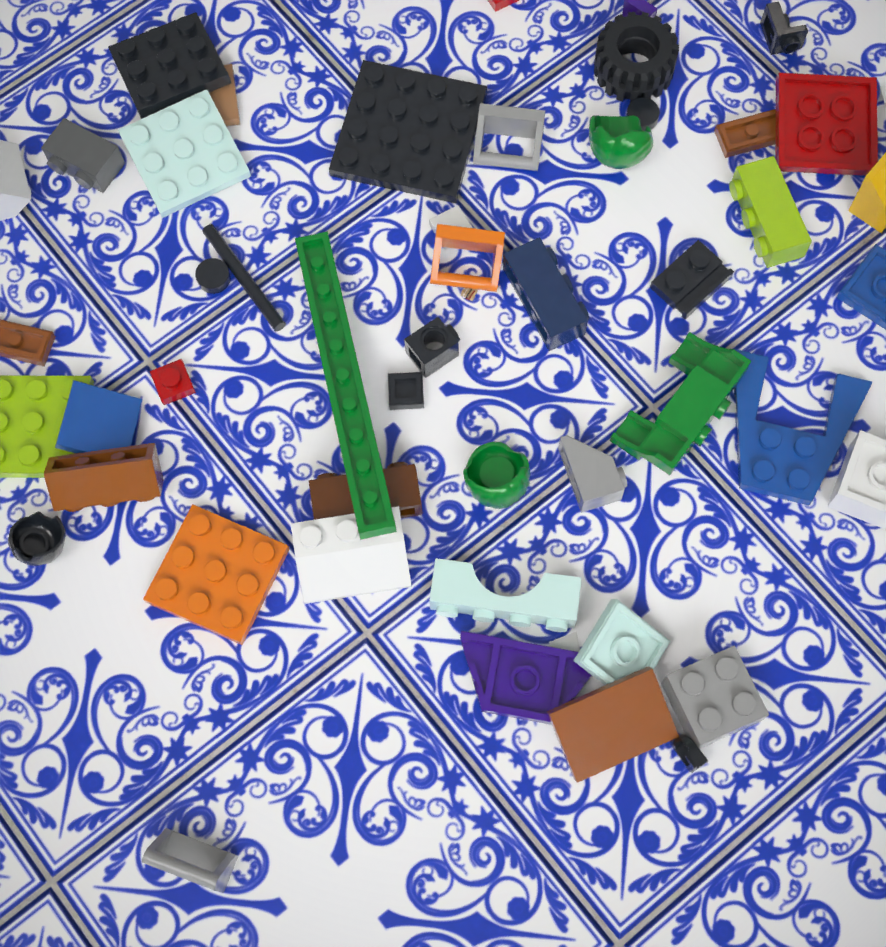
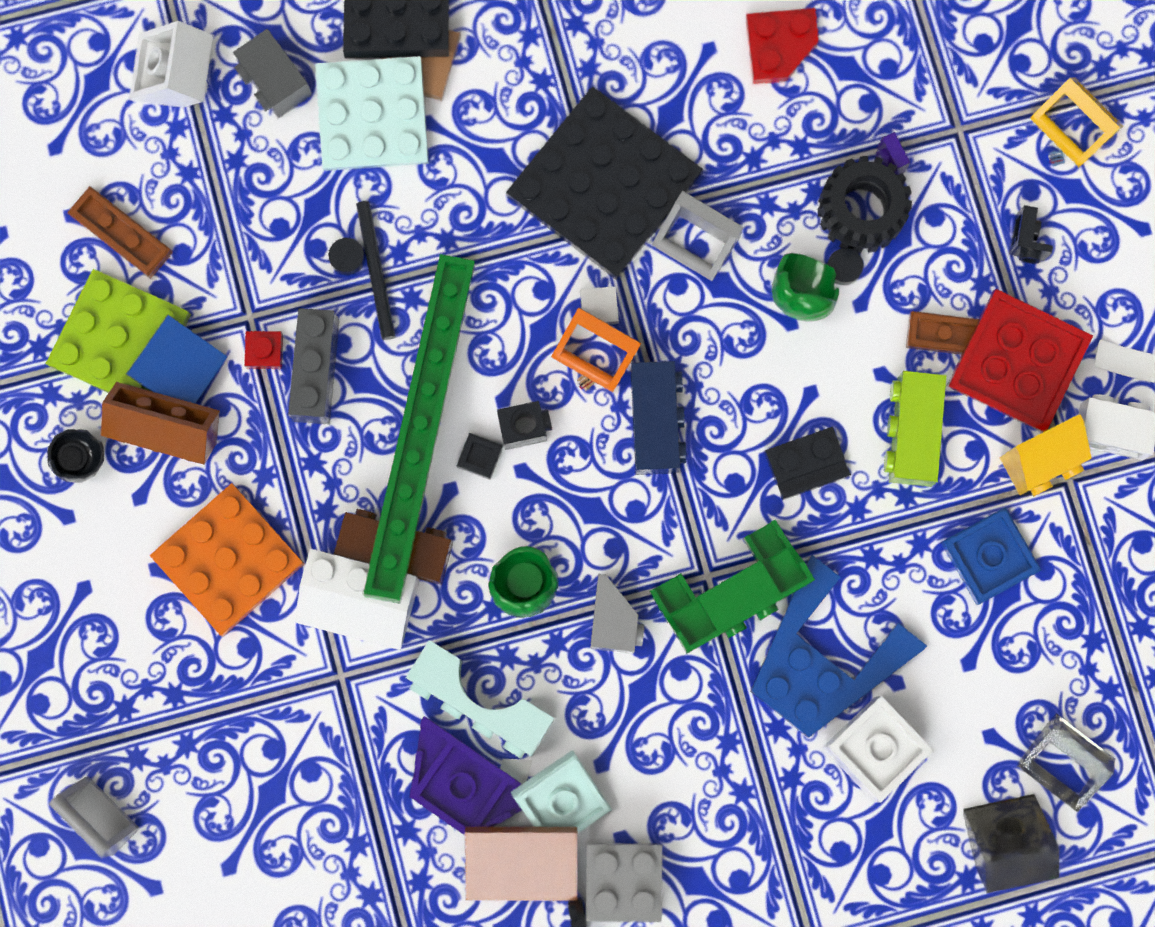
camera: 20 degrees right, 10 degrees up
(224, 373) = (313, 366): none -> dark grey brick

